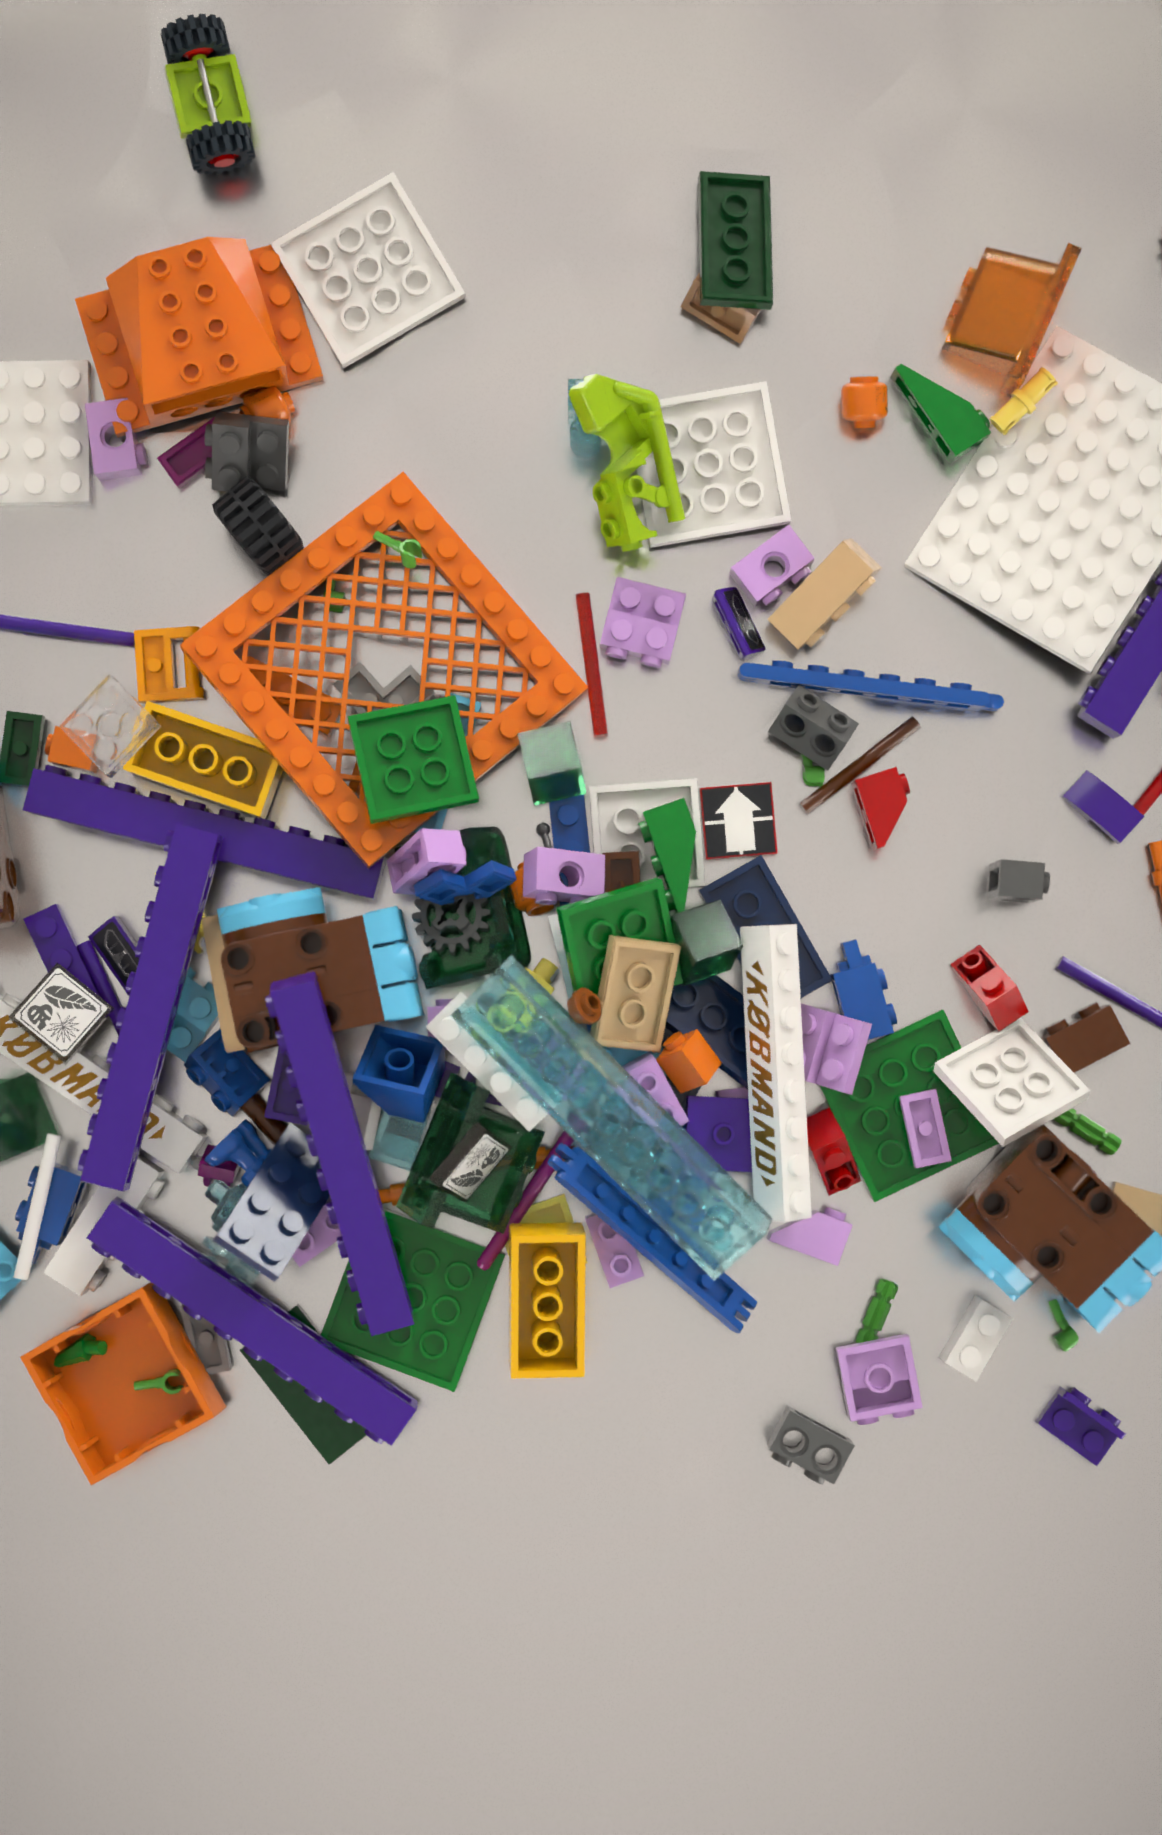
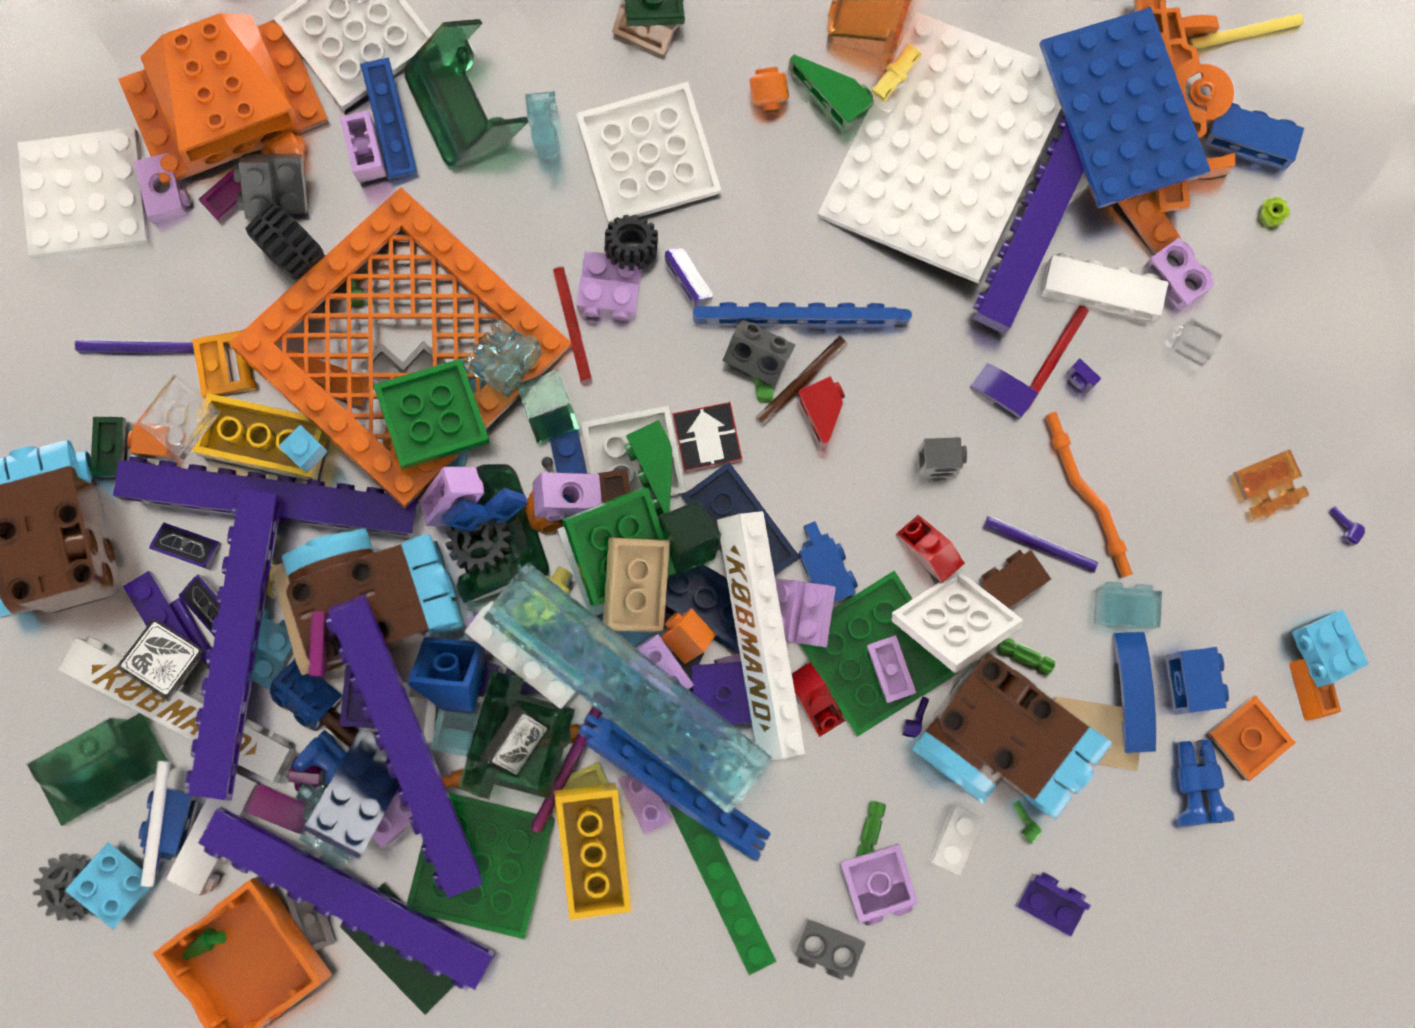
camera: 10 degrees left, 5 degrees down
(101, 878) = (185, 545): none -> slope
(161, 1382) = (273, 961): bright green hand -> none
(180, 1204) = (276, 808): none -> magenta tile
(253, 1025) = (318, 644): none -> magenta tile
(256, 784) = (303, 449): none -> medium azure brick
(363, 417) = (363, 146): none -> lavender brick
(397, 384) = (388, 118): none -> blue tile
(406, 548) = (410, 247): bright green hand -> none
(473, 371) = (448, 99): none -> clear green windscreen
(521, 699) = (515, 356): none -> clear light blue legs
(584, 1006) = (594, 598): dark orange plate -> none
(633, 429) = (582, 128): lime piece -> none
(678, 557) = (631, 255): none -> black tyre
(696, 1366) = (725, 893): none -> green plate
(783, 548) = (715, 212): lavender brick -> none
(819, 1236) = (812, 770): lavender slope -> none
(825, 594) = (755, 244): tan wedge -> none
(942, 1198) = (913, 727): none -> dark purple hand

